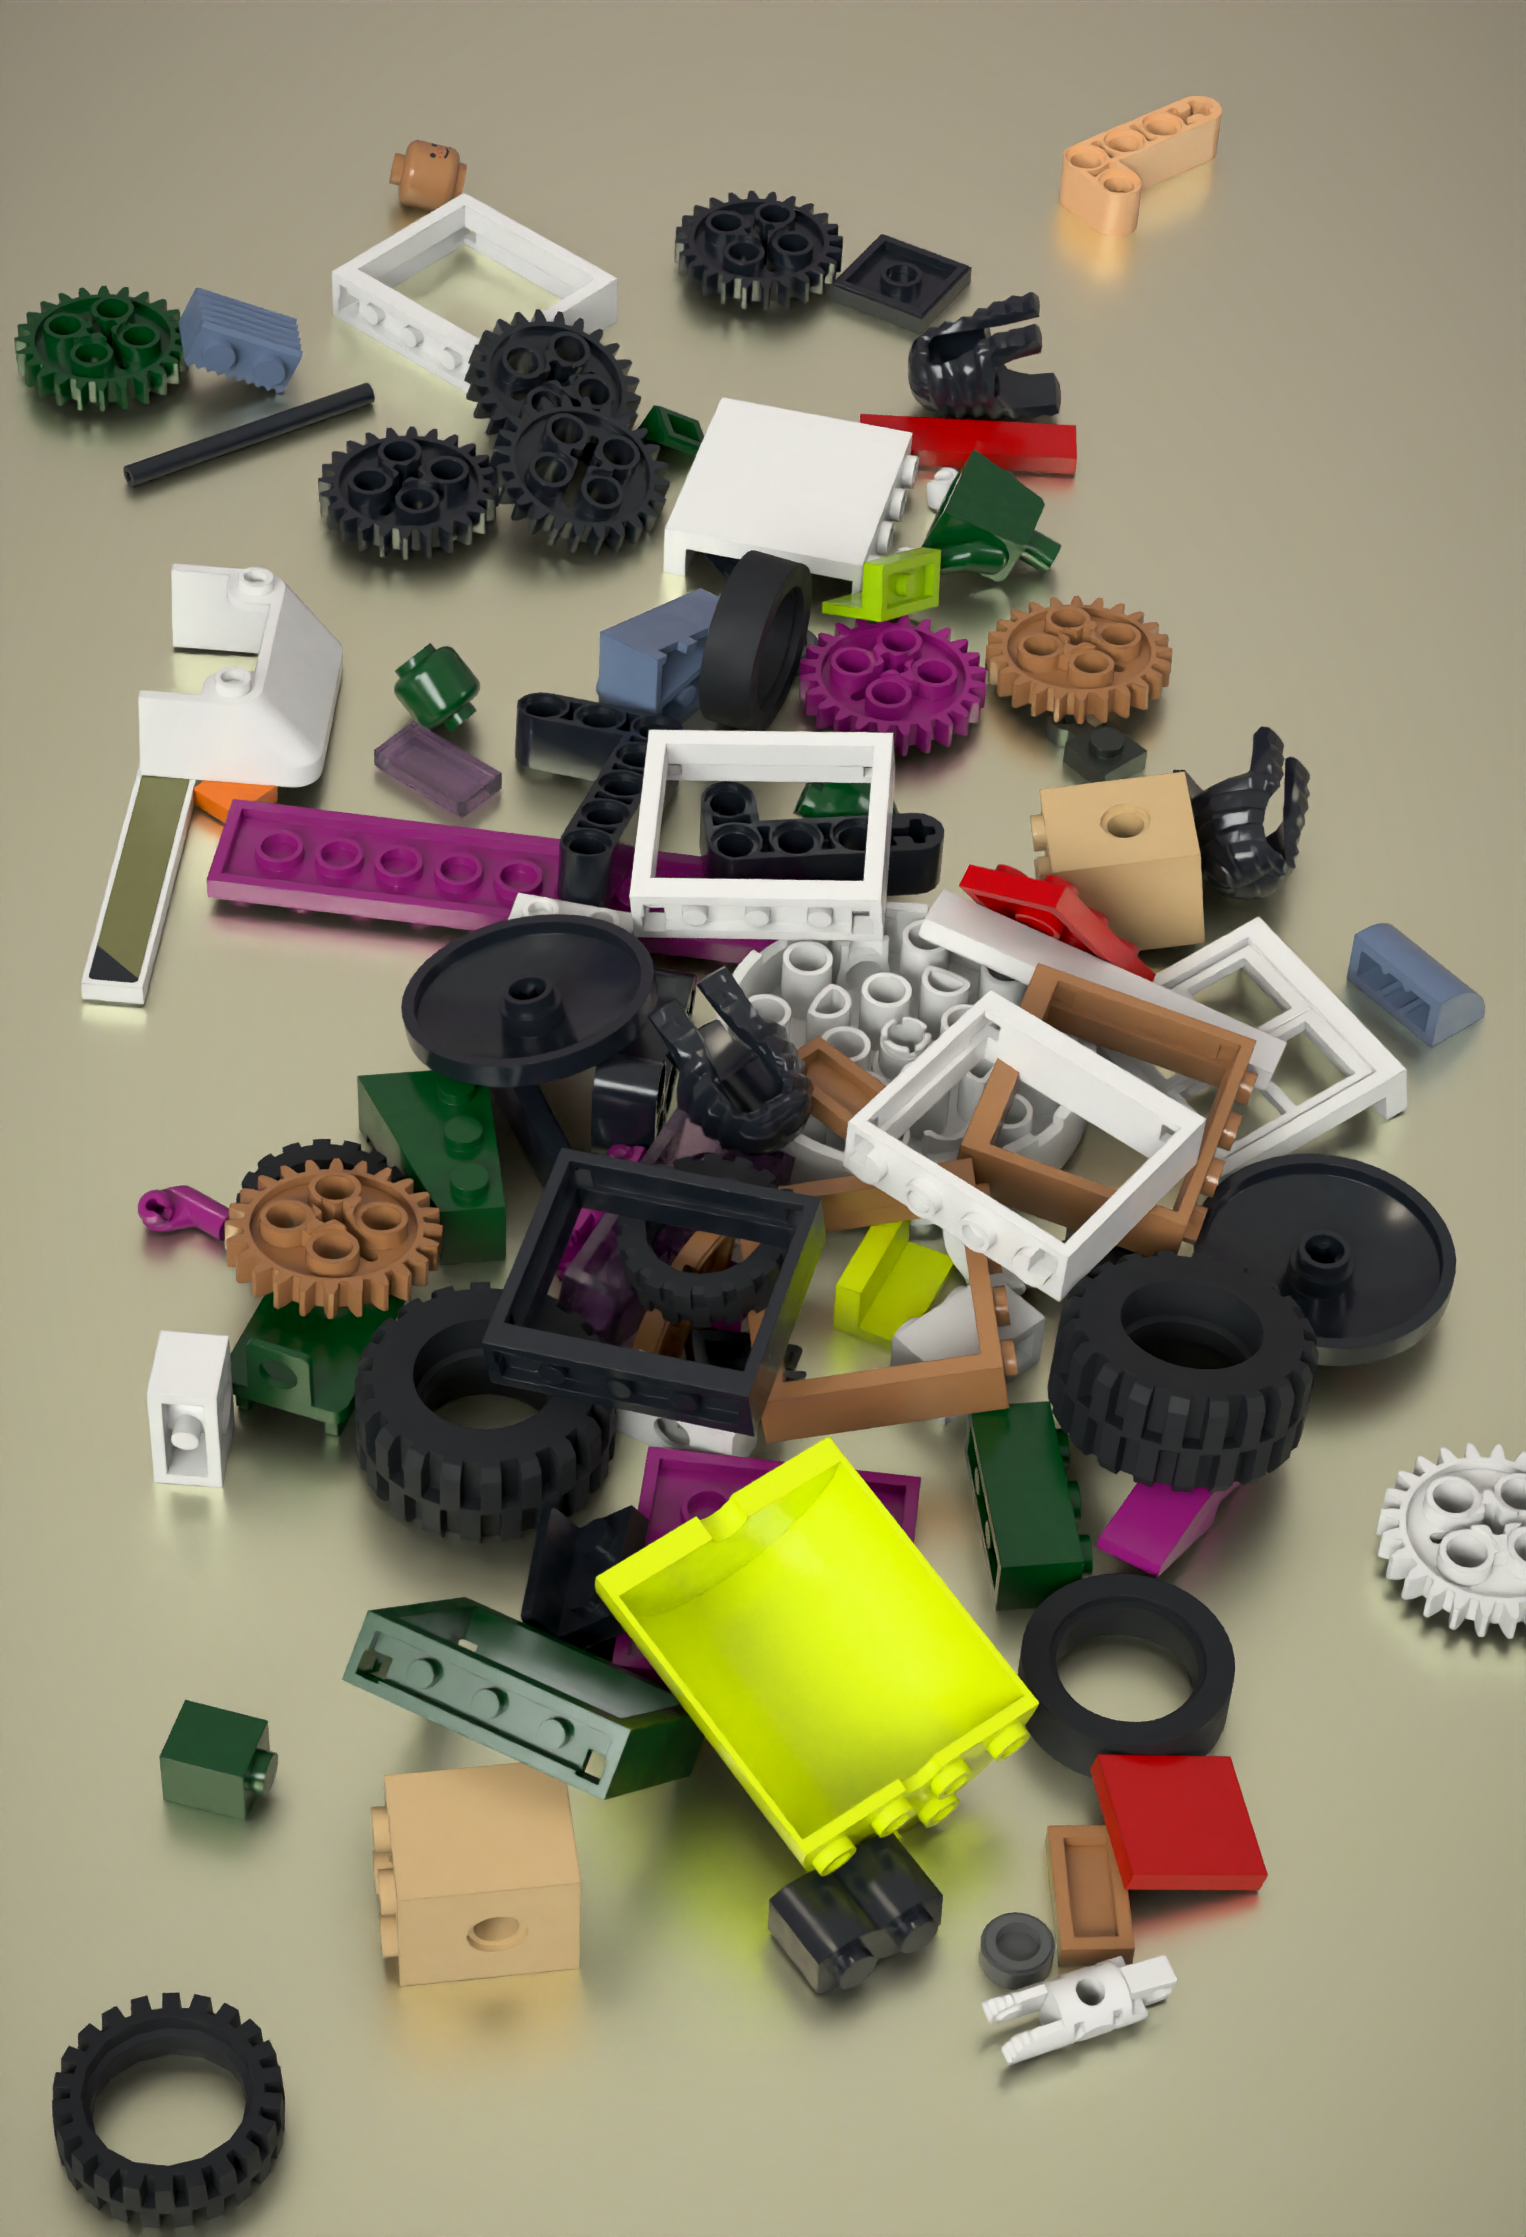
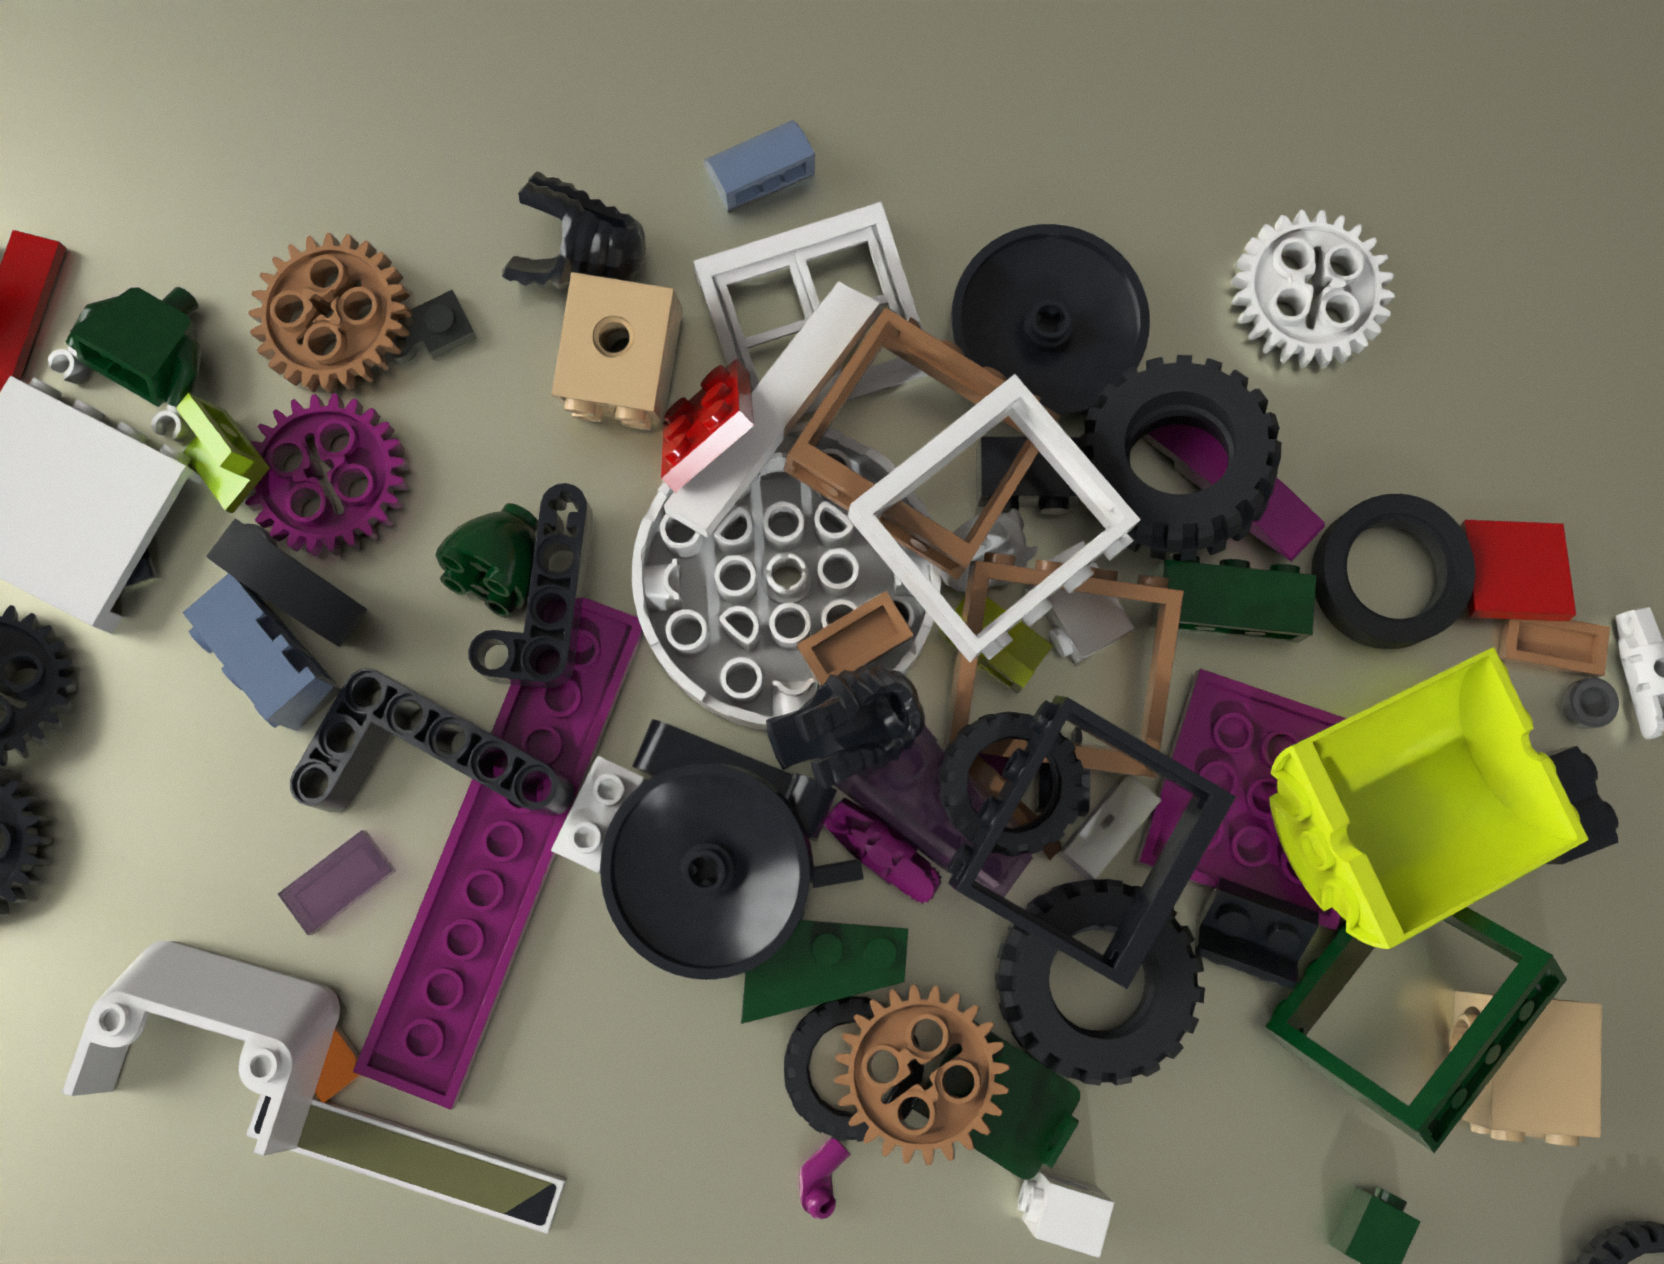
camera: 80 degrees left, 35 degrees up
(437, 688) = (249, 868): dark green head -> none
(764, 905) = (481, 586): white window -> none

